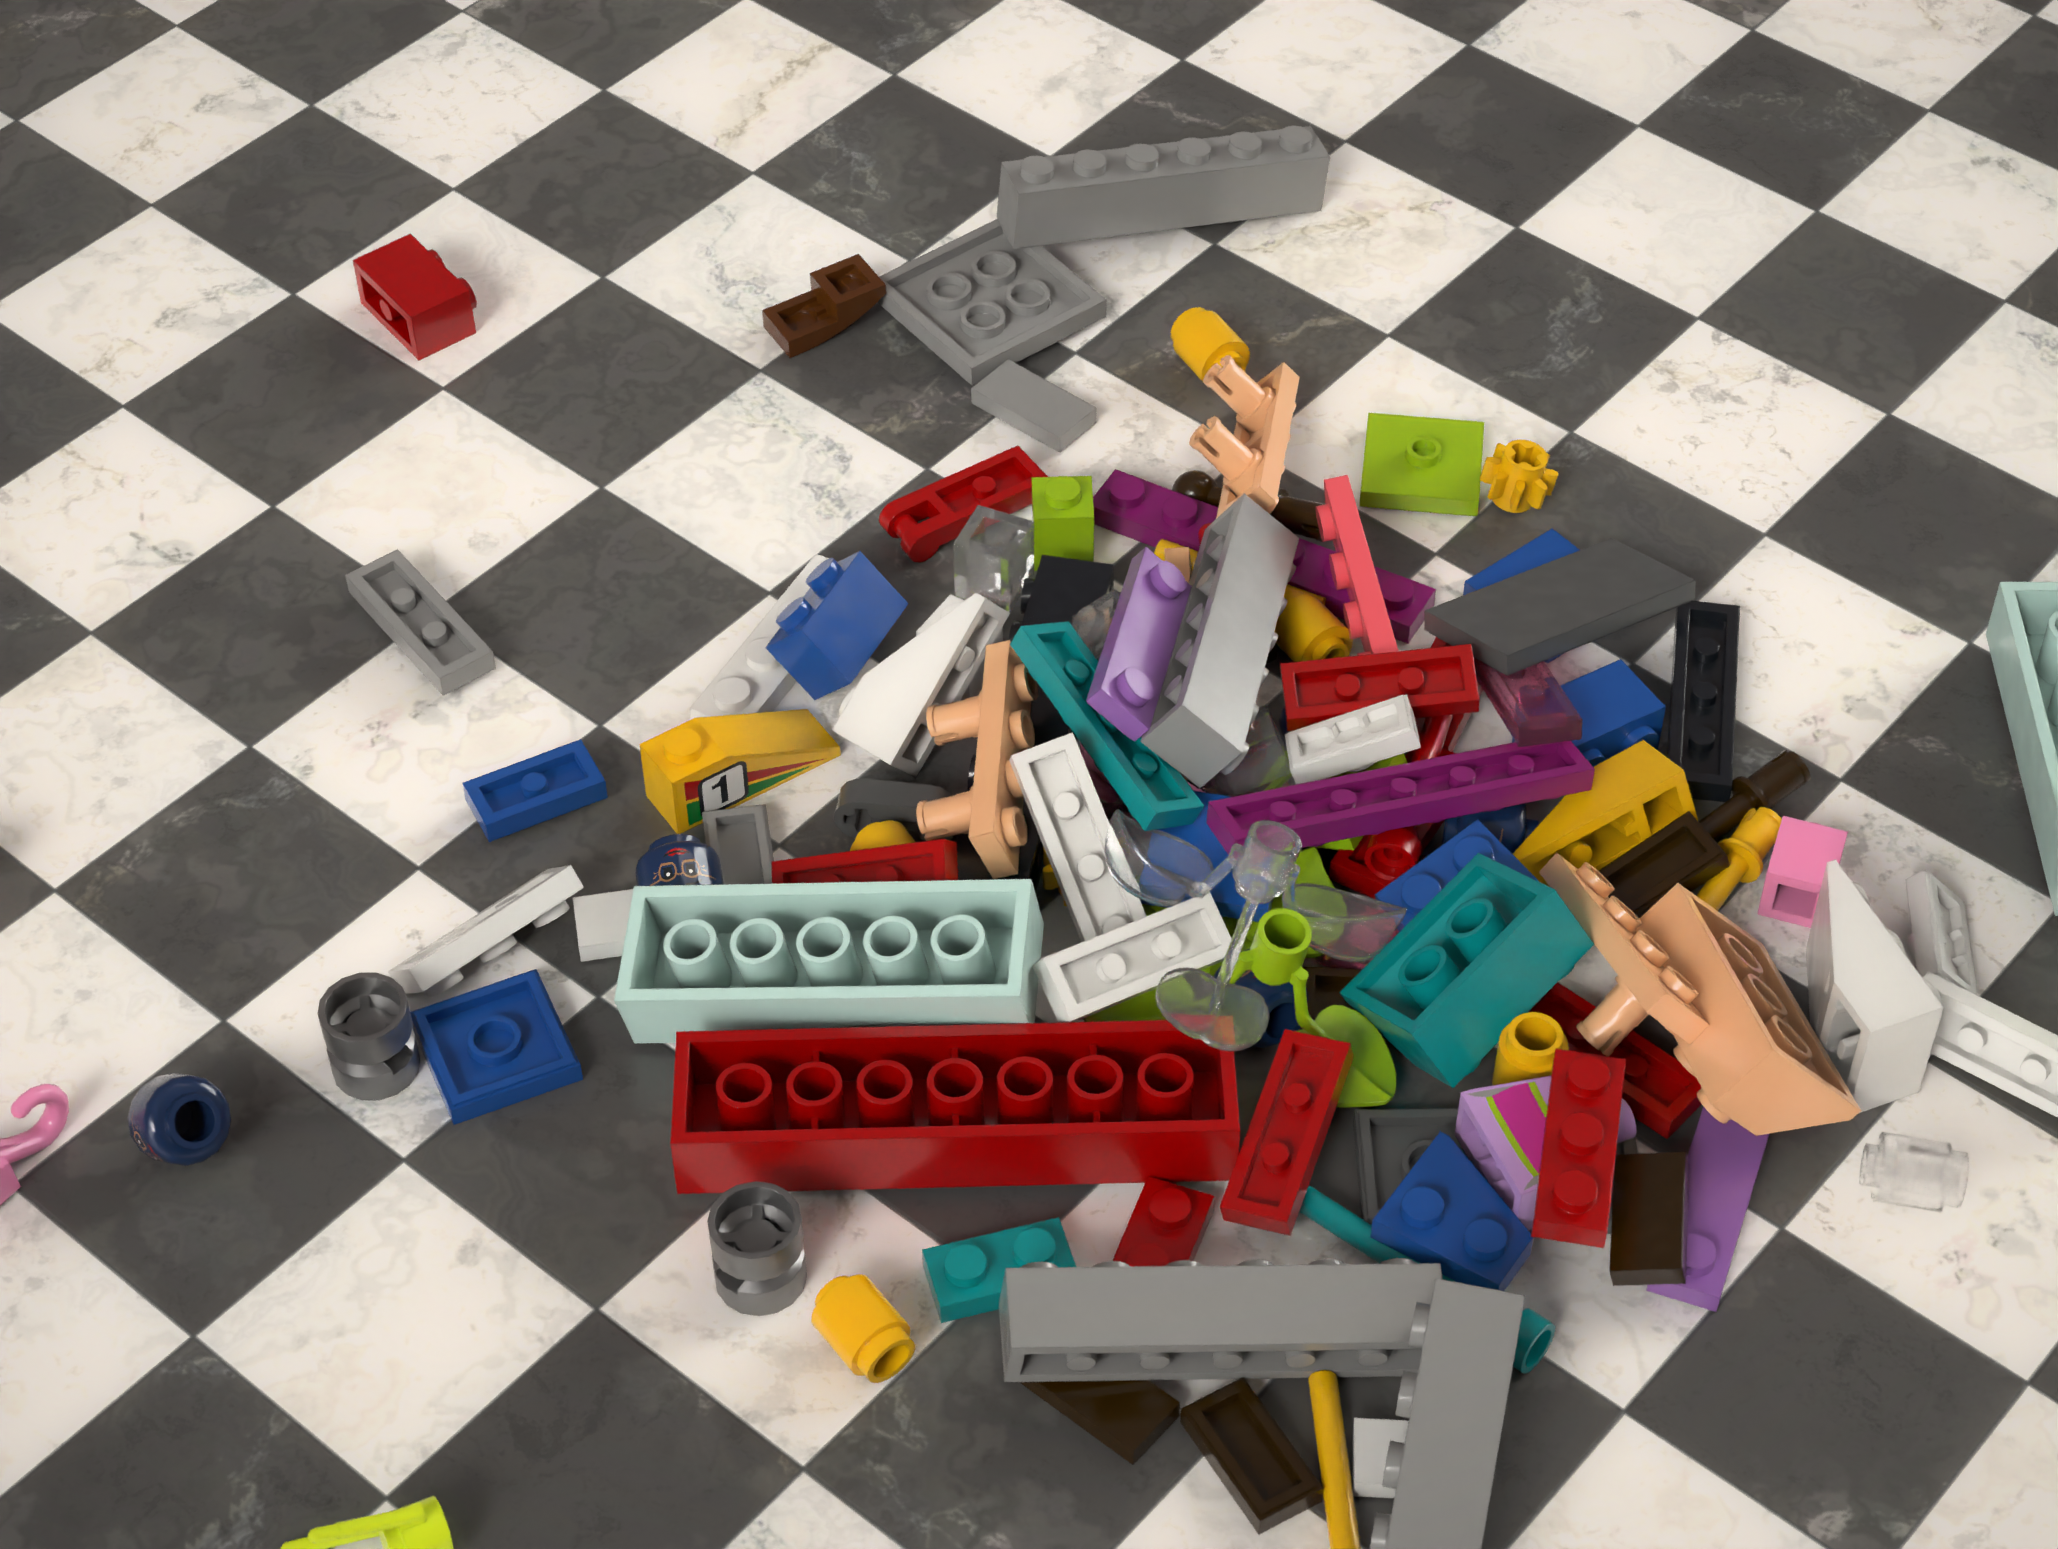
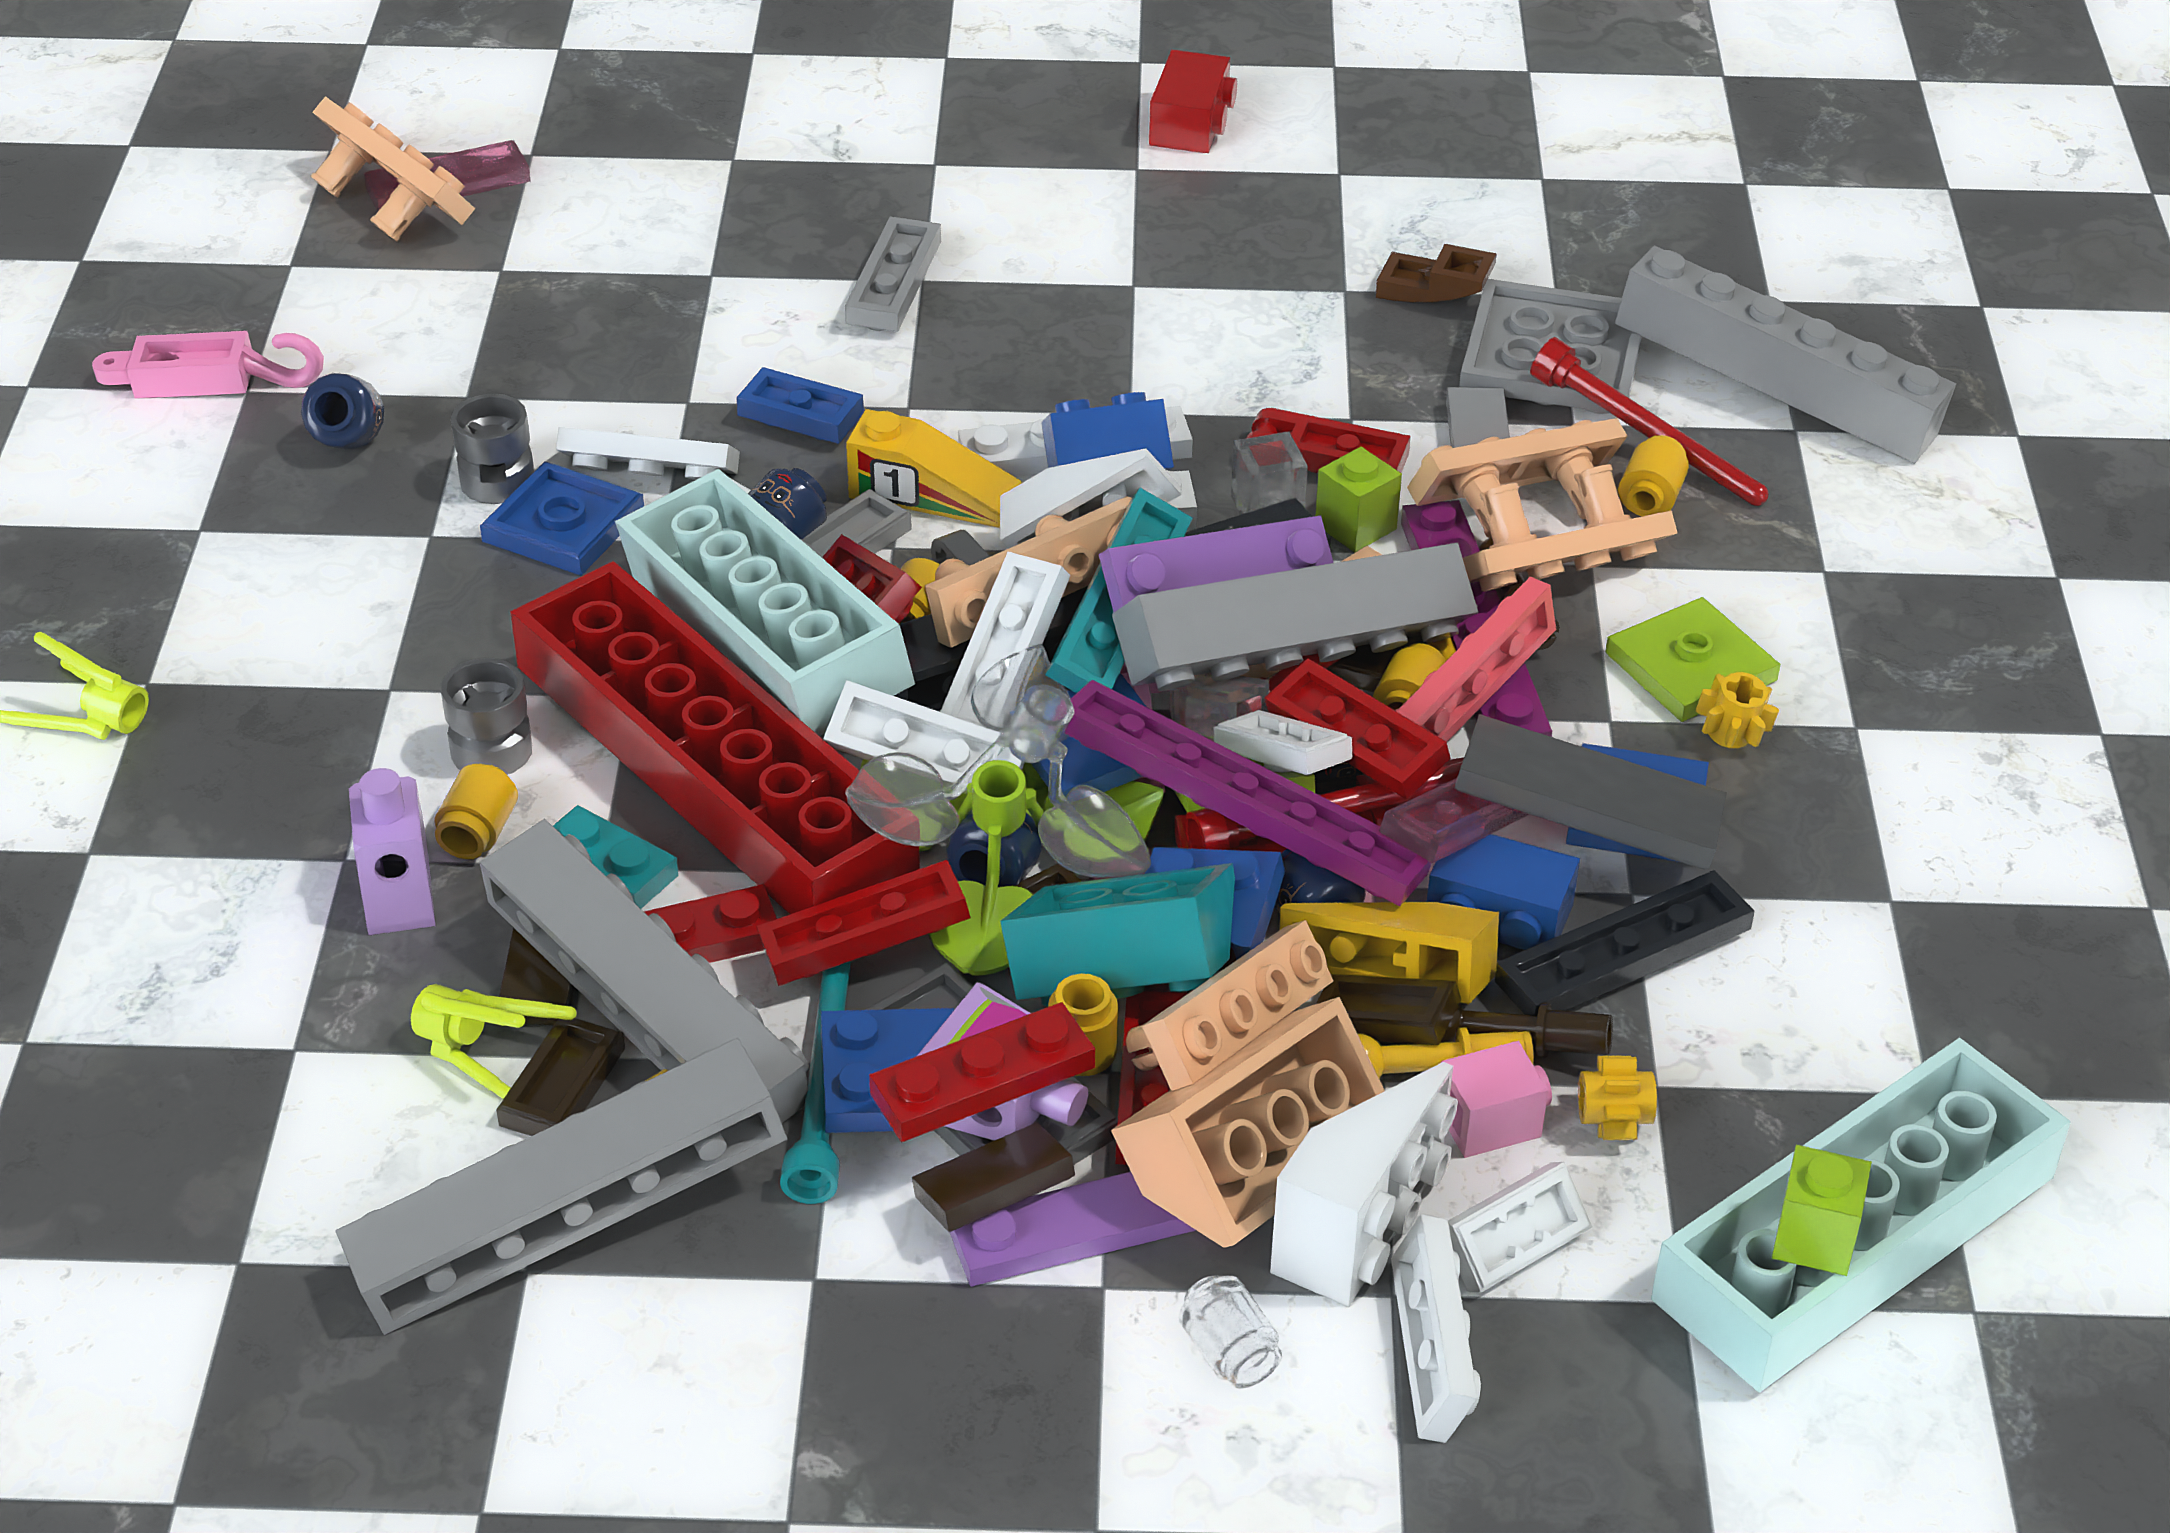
camera: 50 degrees right, 5 degrees down
(880, 1418) = (385, 822): none -> lavender torso
(1042, 309) = (1559, 366): none -> red piece
(1122, 428) = (1522, 459): none -> light nougat plate
(1127, 1489) = (459, 1018): none -> neon yellow plant
(1864, 802) = (1617, 1097): none -> yellow gear

